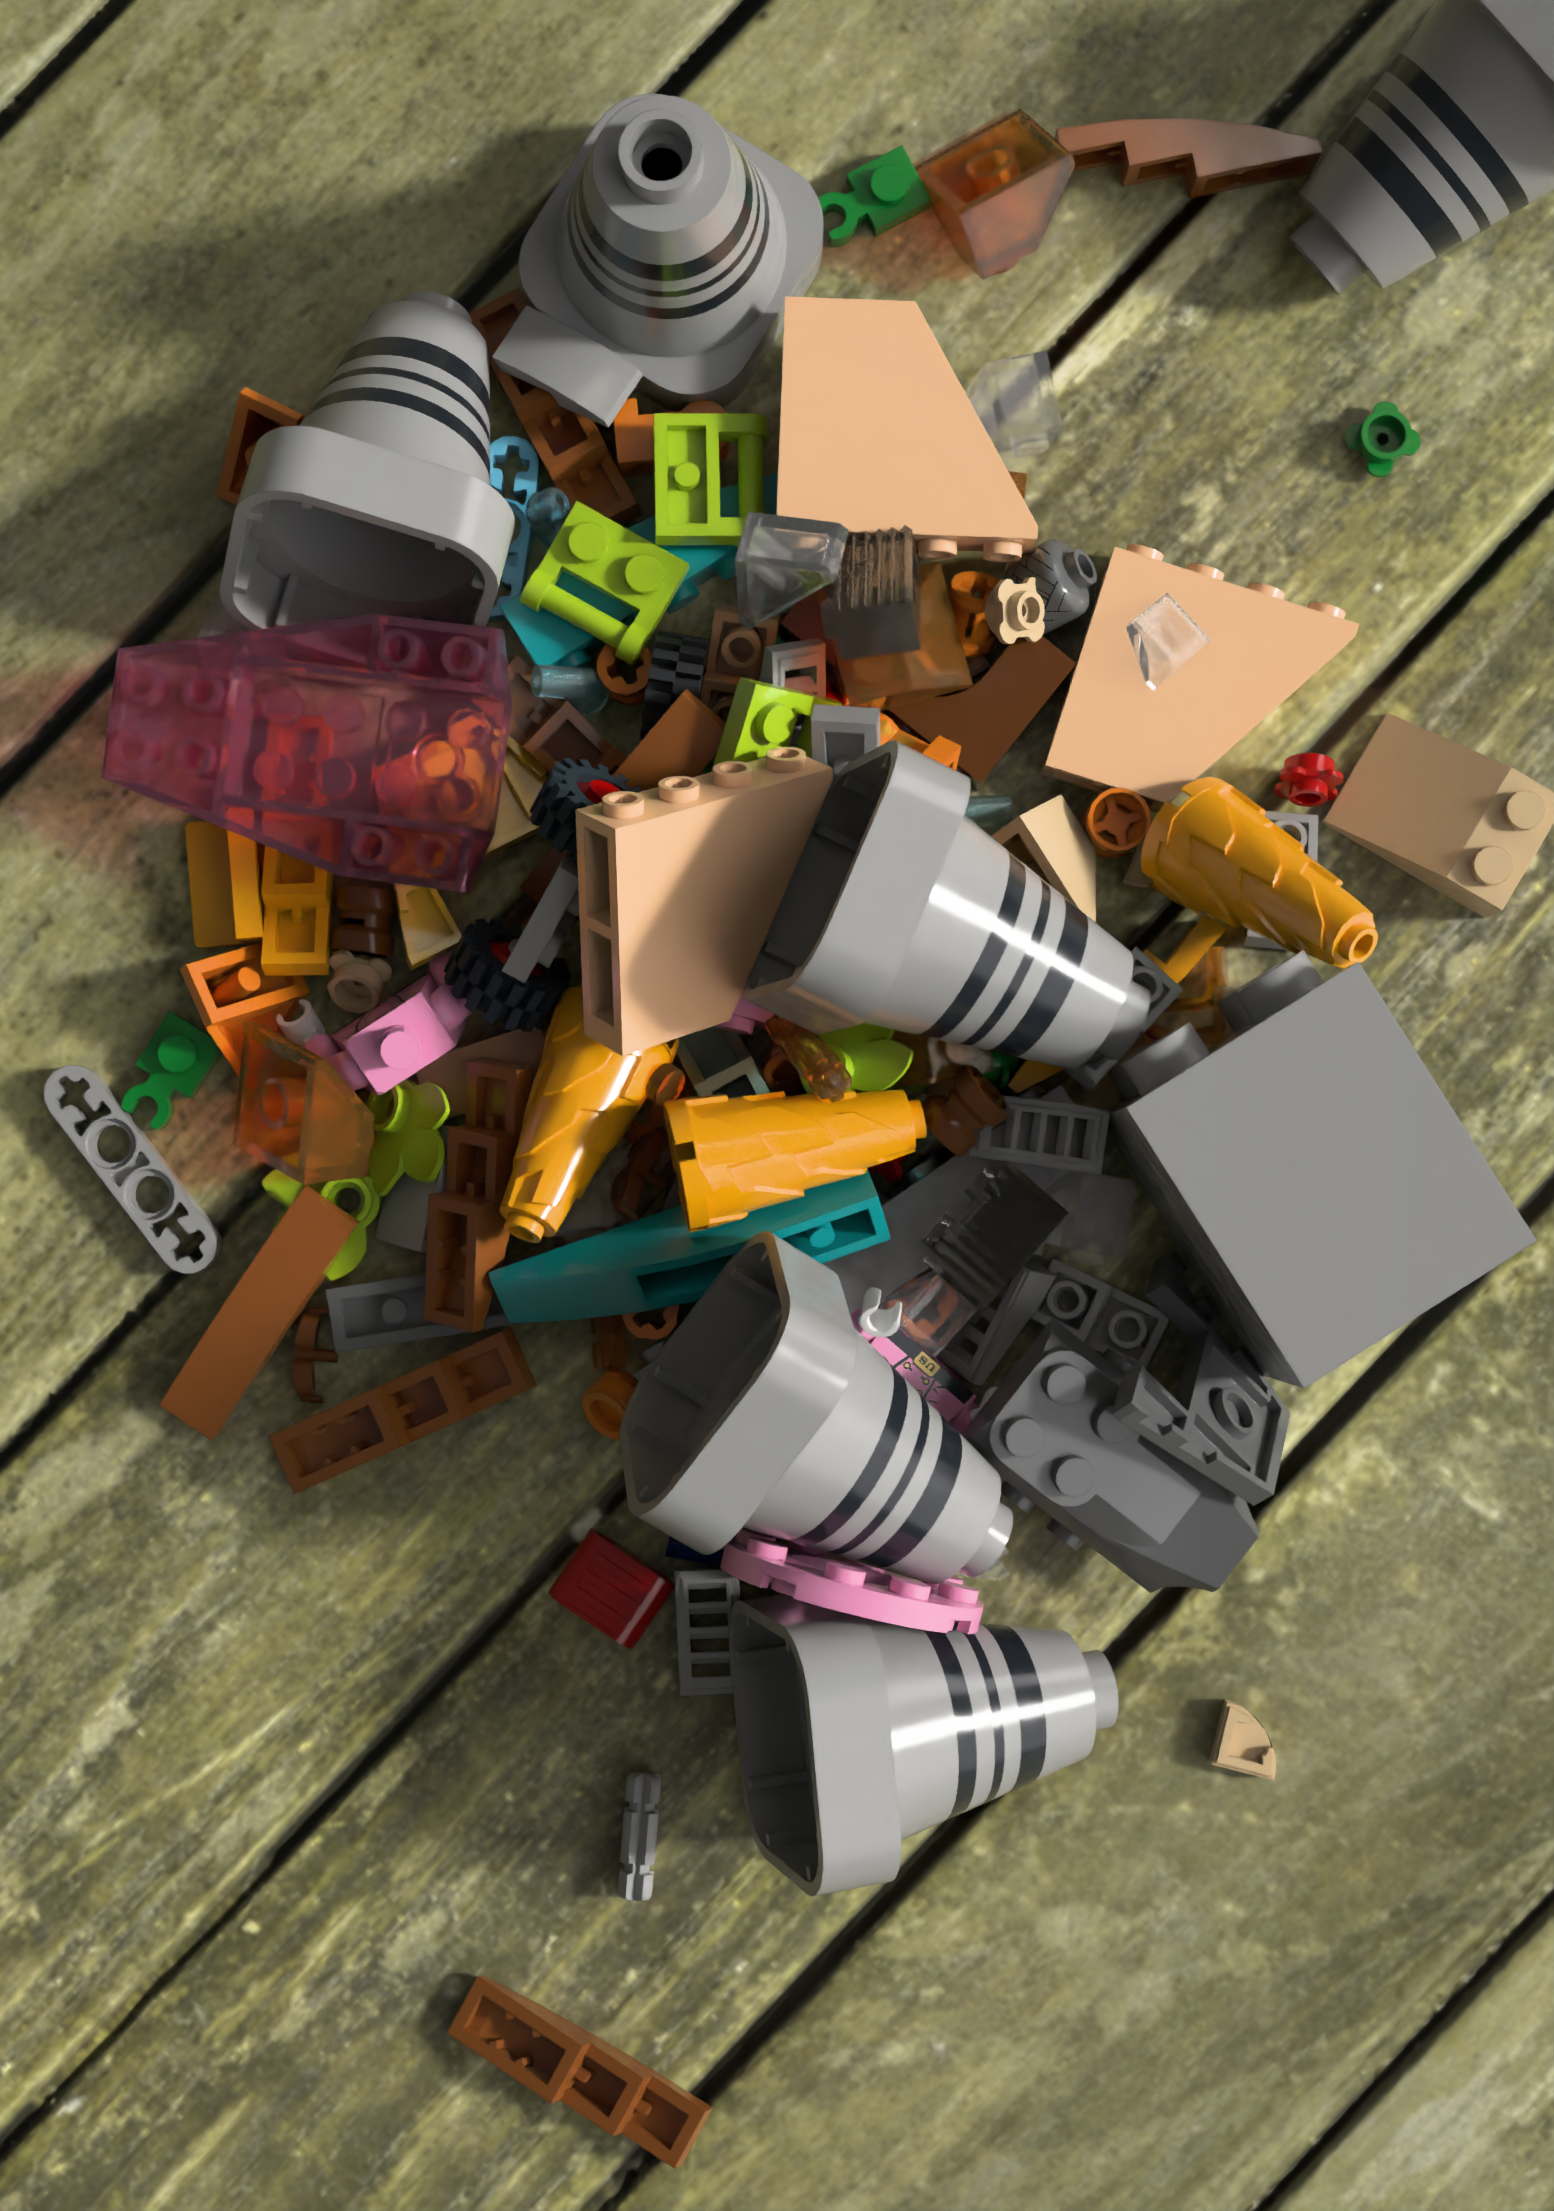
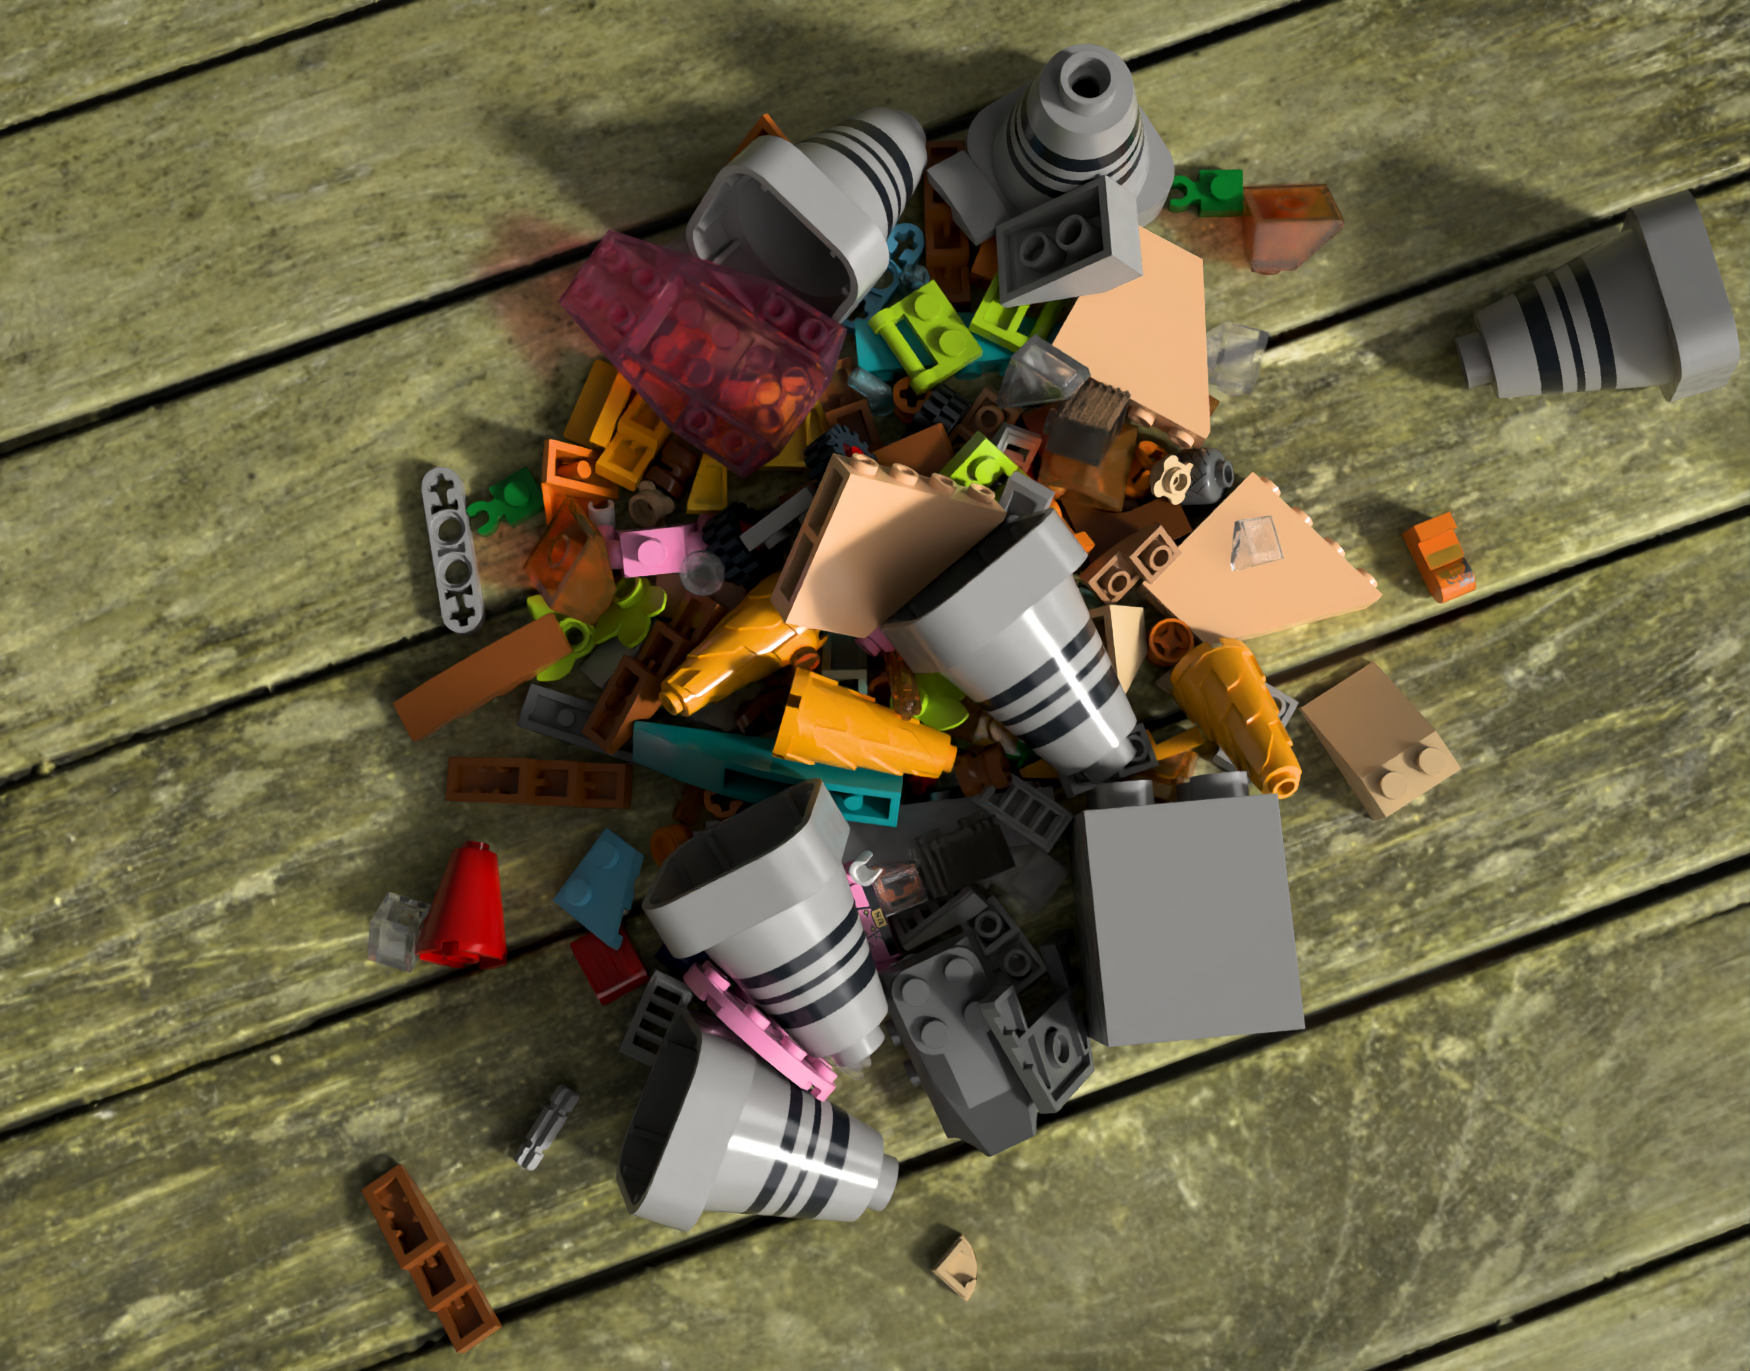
camera: 25 degrees right, 5 degrees down
(307, 1355) = (499, 718): reddish brown piece -> none
(325, 1691) = (396, 931): none -> clear brick
(398, 1621) = (466, 912): none -> red cone
(476, 1039) = (702, 573): none -> clear plate
(554, 1501) = (602, 887): none -> medium azure wing
(736, 372) = (1070, 246): none -> light grey slope
(1025, 730) = (1138, 556): none -> medium nougat slope
(1207, 152) = (1429, 264): dark orange slope -> none
(1308, 779) = (1303, 677): red plate -> none
(1387, 421) = (1464, 485): green plate -> none
(1409, 537) = (1440, 558): none -> orange leg

